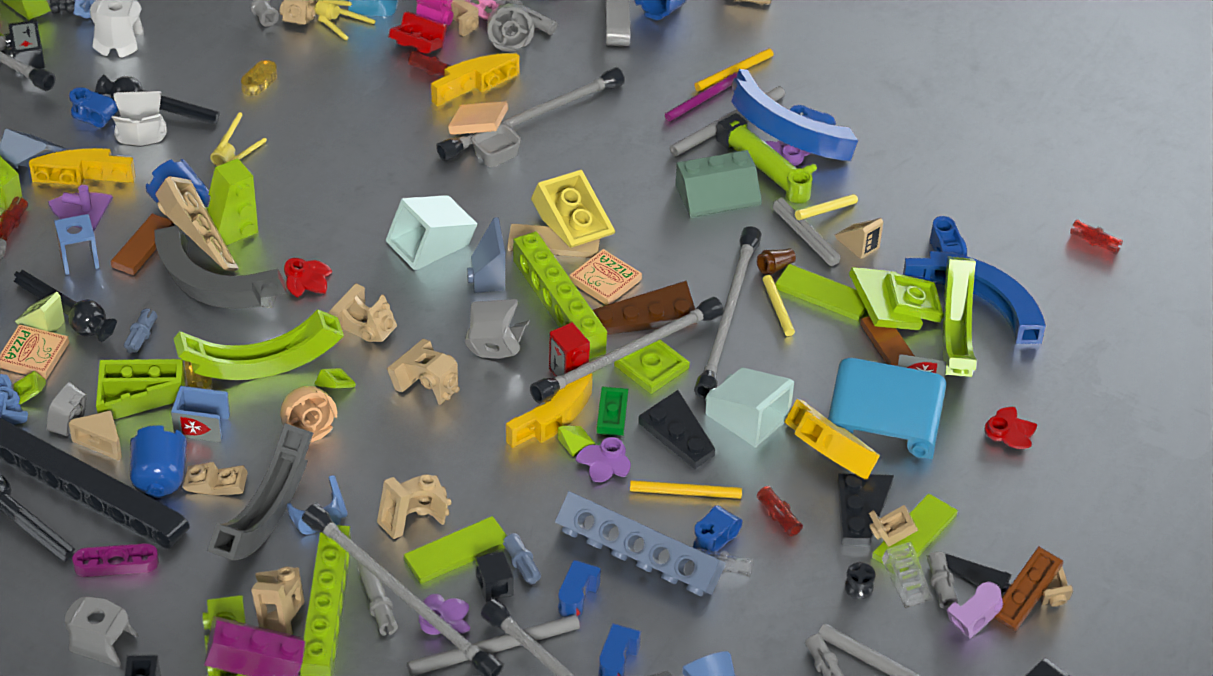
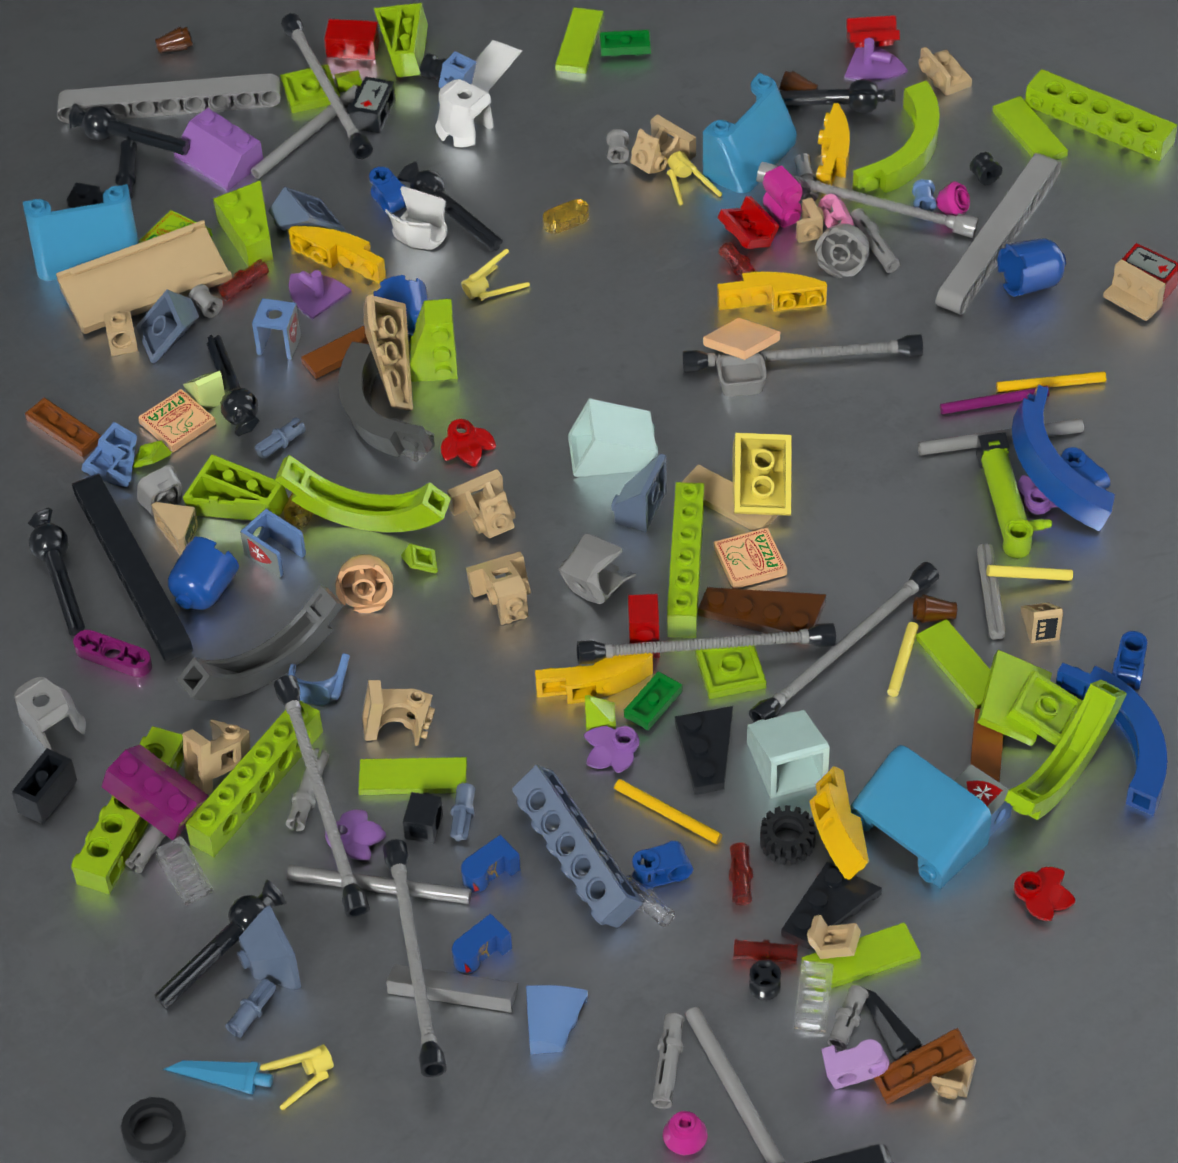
camera: 35 degrees right, 5 degrees up
(213, 481) = (246, 613): tan slope -> none
(718, 183) = (934, 503): sand green slope -> none
(794, 455) = (787, 849): none -> black tyre
(843, 559) = (765, 951): none -> clear red pin

